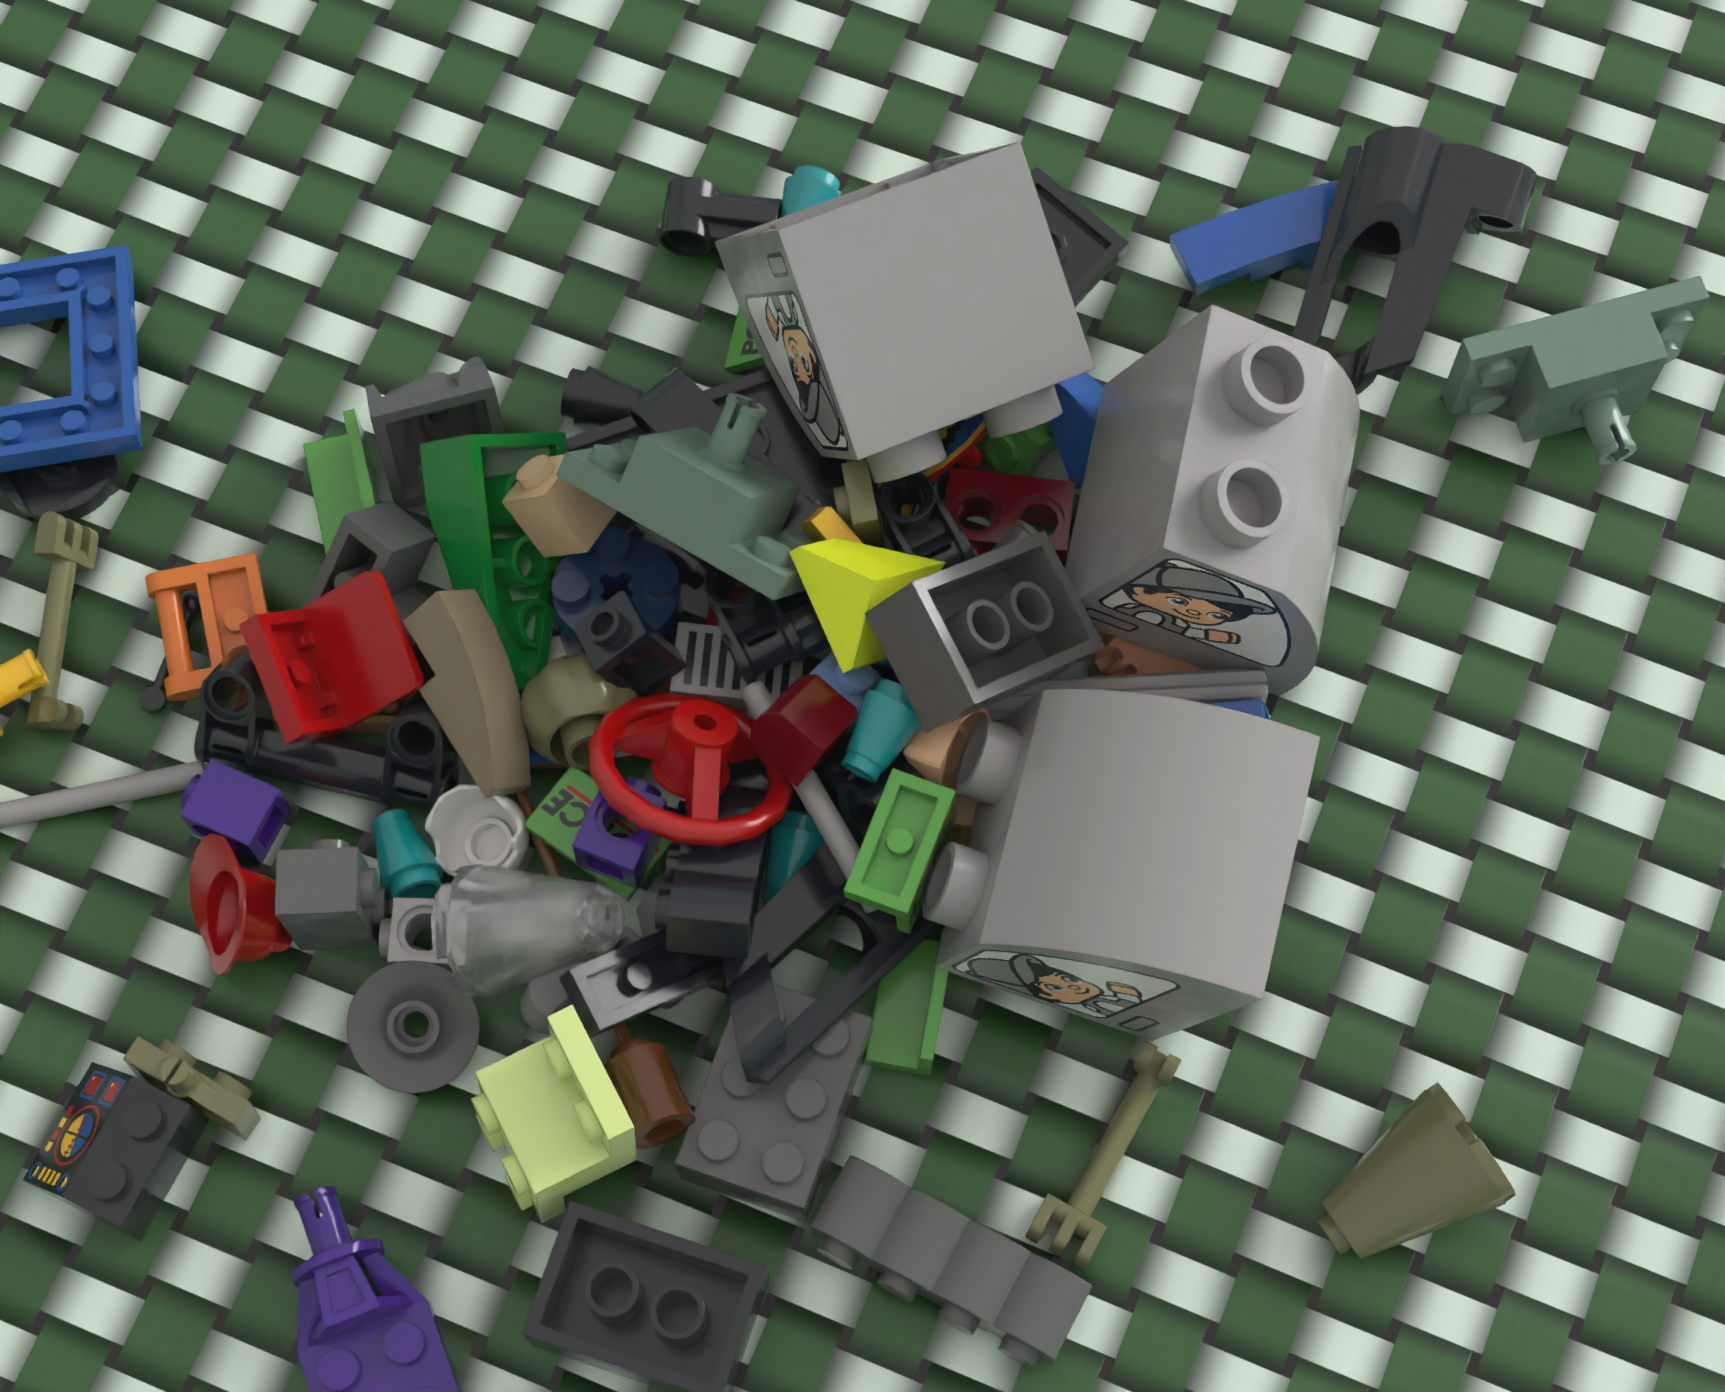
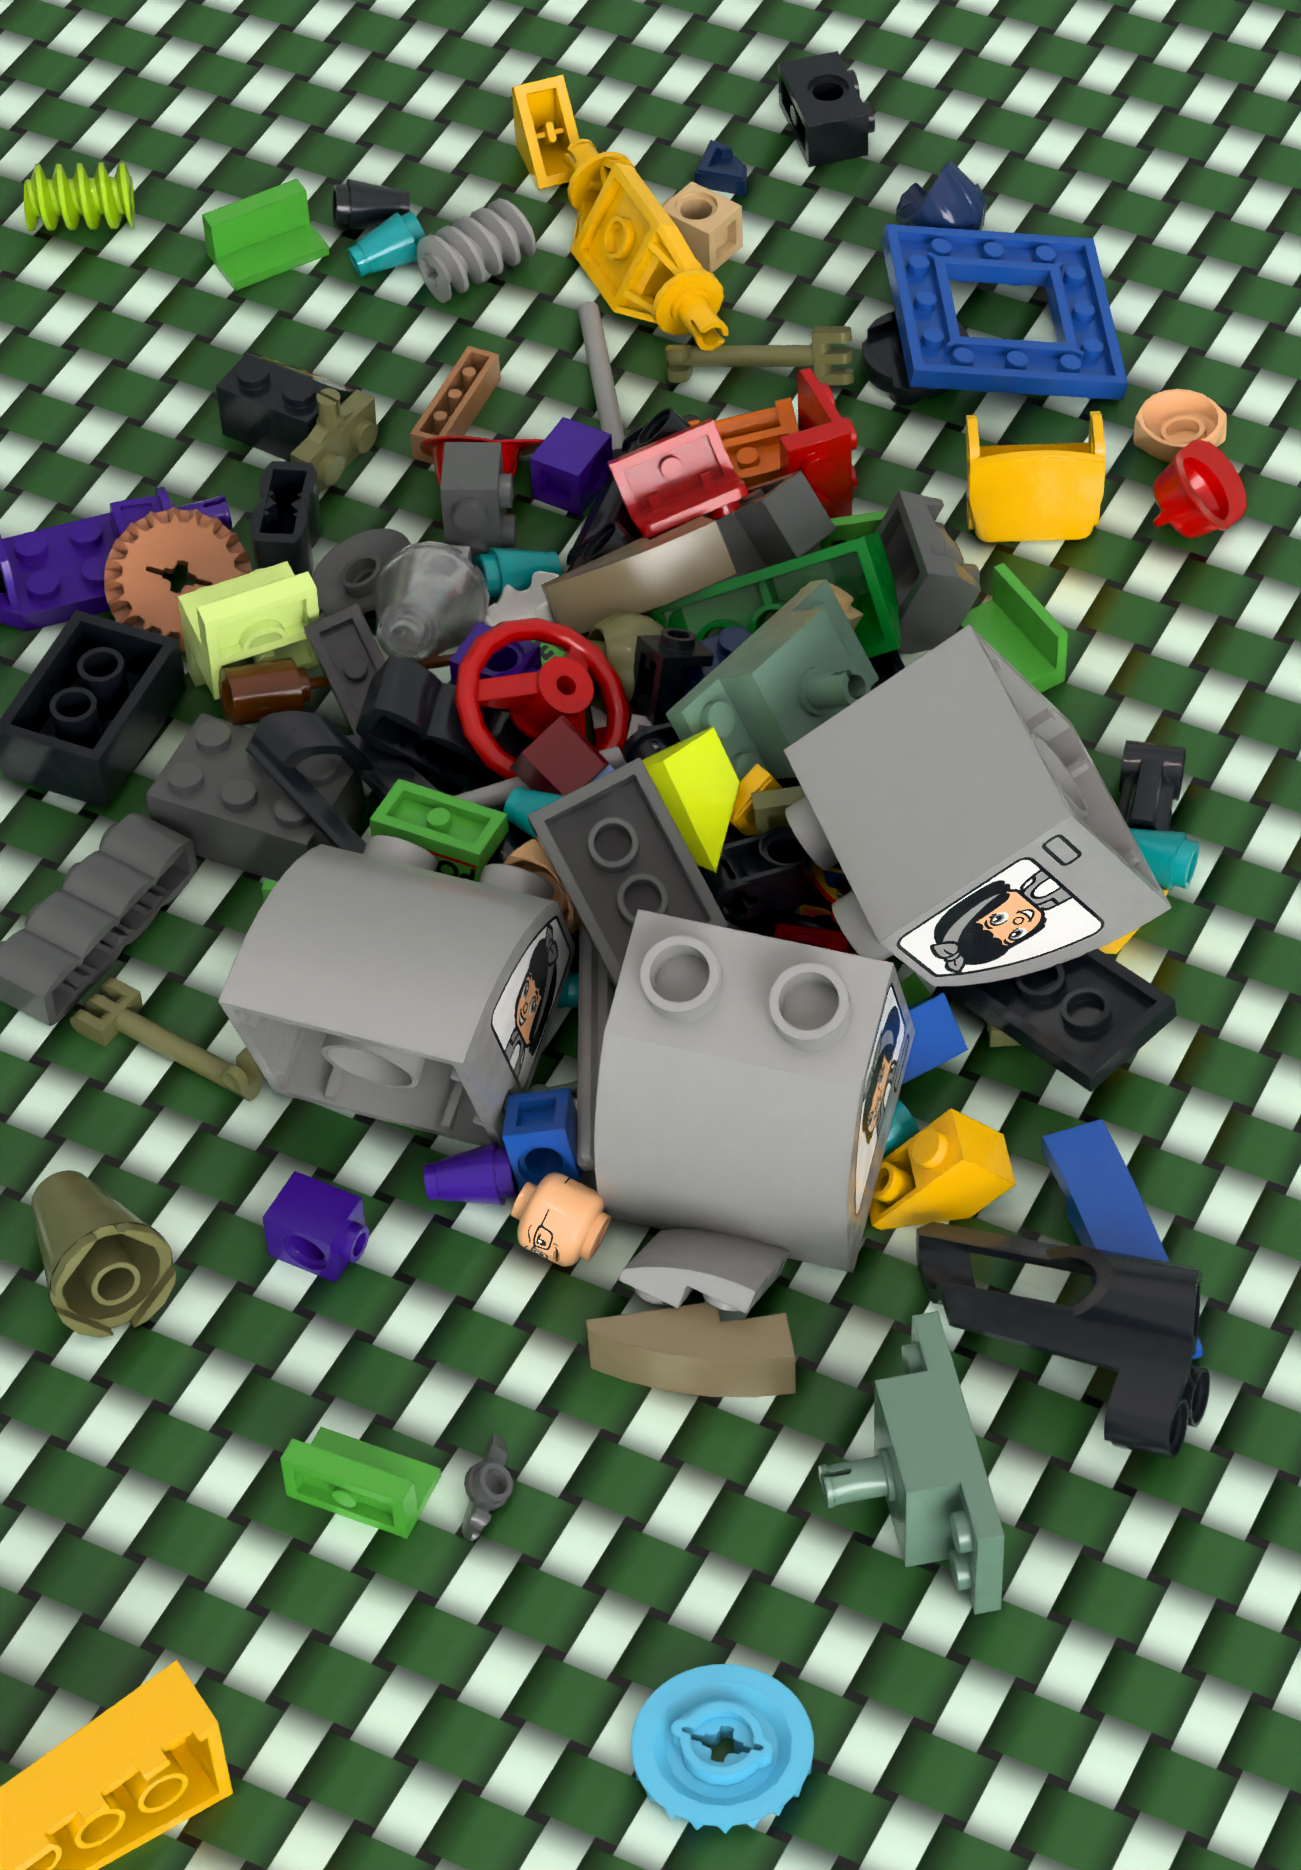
camera: 95 degrees right, 20 degrees down
(118, 958) = (458, 399): none -> medium nougat piece
(189, 196) = (1174, 420): none -> light nougat hat
(244, 522) = (821, 446): none -> red bracket
(296, 320) = (1034, 488): none -> yellow piece
(303, 179) = (1199, 491): none -> red piece
(326, 1120) = (287, 518): none -> black brick
(398, 1257) = (158, 546): none -> nougat gear
(513, 338) = (1021, 631): none -> bright green panel
(1323, 709) = (560, 1219): none -> light nougat head
(1350, 959) = (315, 1227): none -> dark purple brick
(1385, 577) = (722, 1266): none -> light grey slope
(1453, 583) = (695, 1351): none -> dark tan slope
(1623, 769) = (487, 1486): none -> dark grey piece
(1632, 886) = (359, 1480): none -> bright green panel

